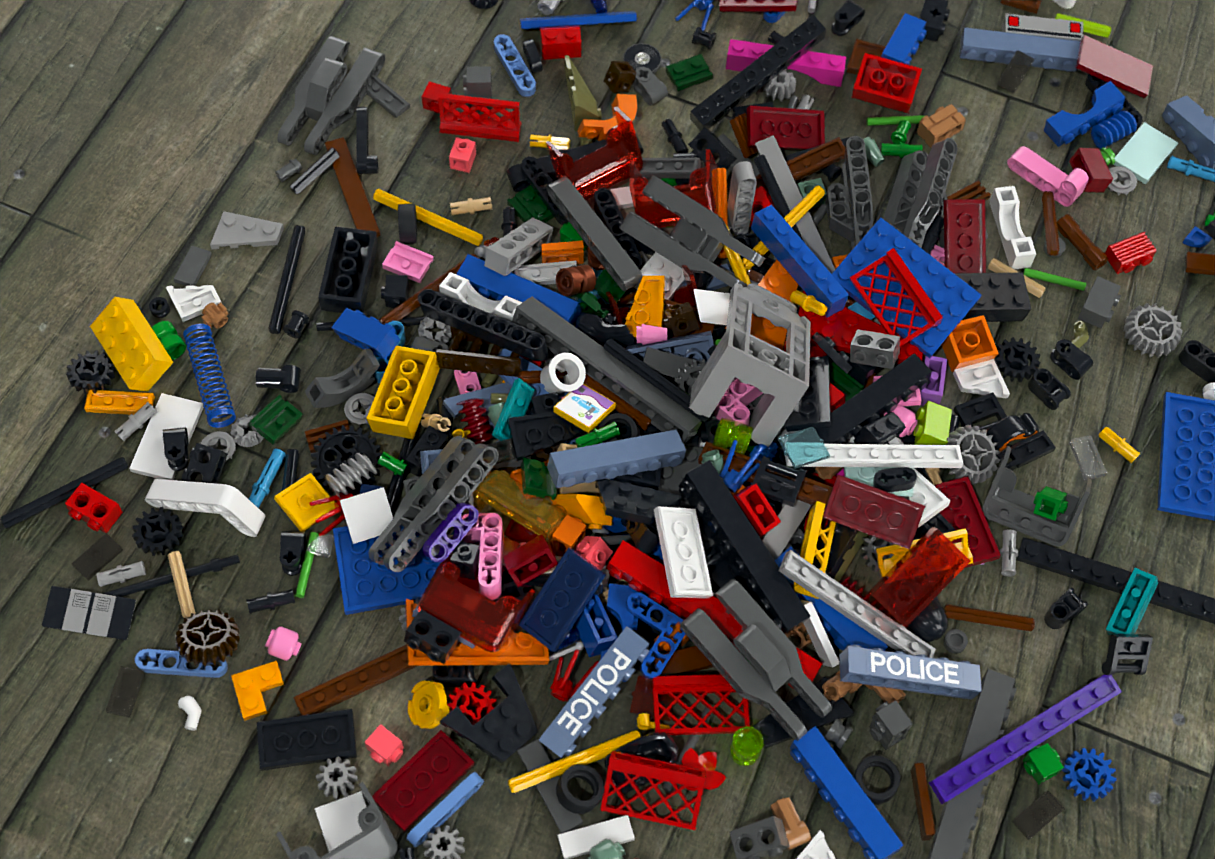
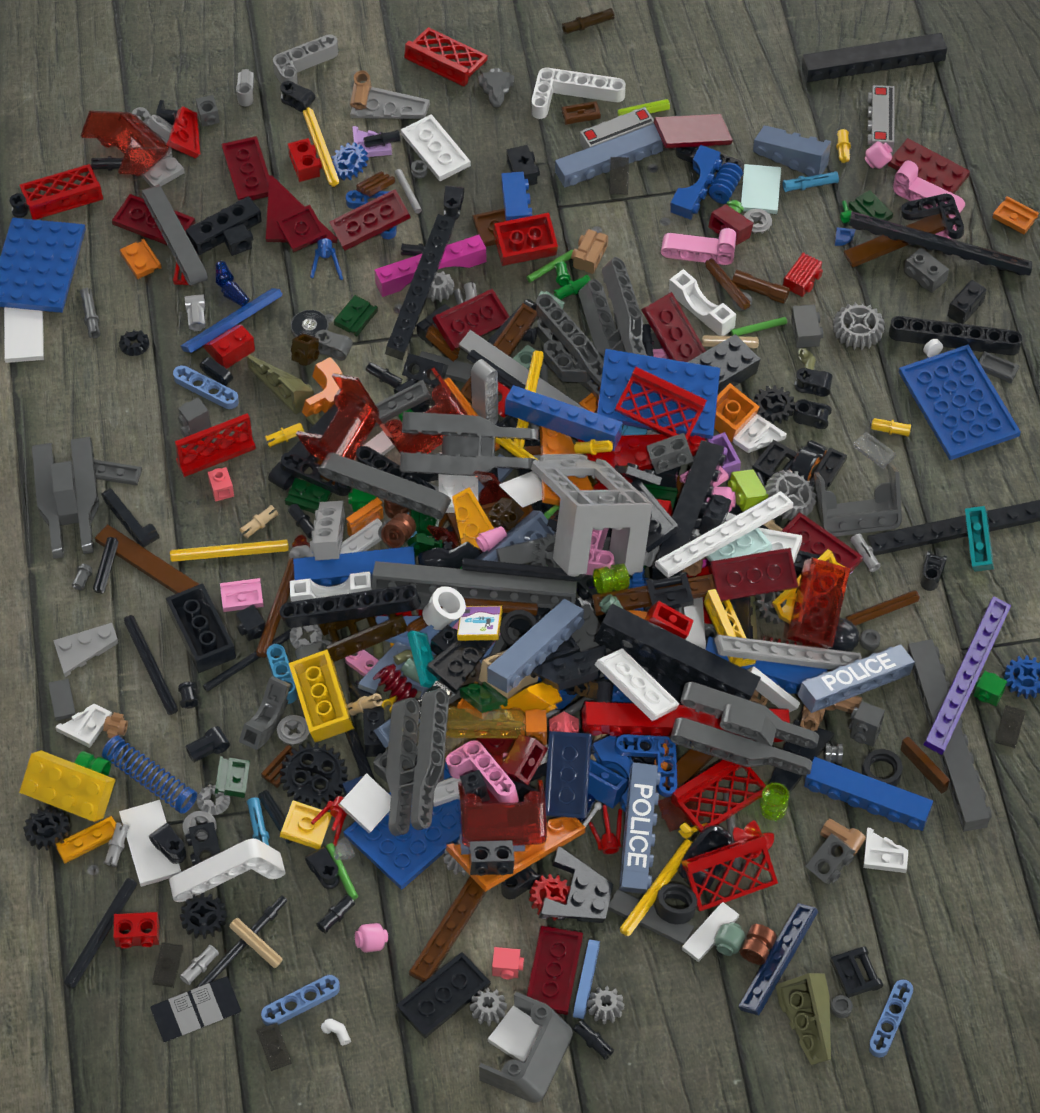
camera: 30 degrees left, 5 degrees down
(165, 309) = (60, 753): black bush -> none
(207, 637) = (310, 967): dark brown gear -> none
(250, 686) = (368, 983): light orange plate -> none
(350, 474) = (329, 780): light grey piece -> none
(366, 333) = (257, 667): blue brick -> none
(392, 464) = (354, 755): green pin -> none
(407, 223) = (220, 563): black tyre -> none
(431, 94) = (162, 449): red brick -> none
(432, 694) = (529, 910): yellow plate -> none
(439, 535) = (452, 782): dark purple beam -> none
(598, 436) = (507, 638): green axle -> none
(704, 38) = (348, 280): black bush -> none
(733, 478) = (634, 607): blue plant -> none
(803, 447) = (671, 556): clear light blue piece -> none
(894, 479) = (752, 542): black beam -> none
(970, 189) = (655, 287): reddish brown tile -> none
(1050, 503) = (872, 498): green brick -> none
(1128, 647) = (995, 570): black plate -> none

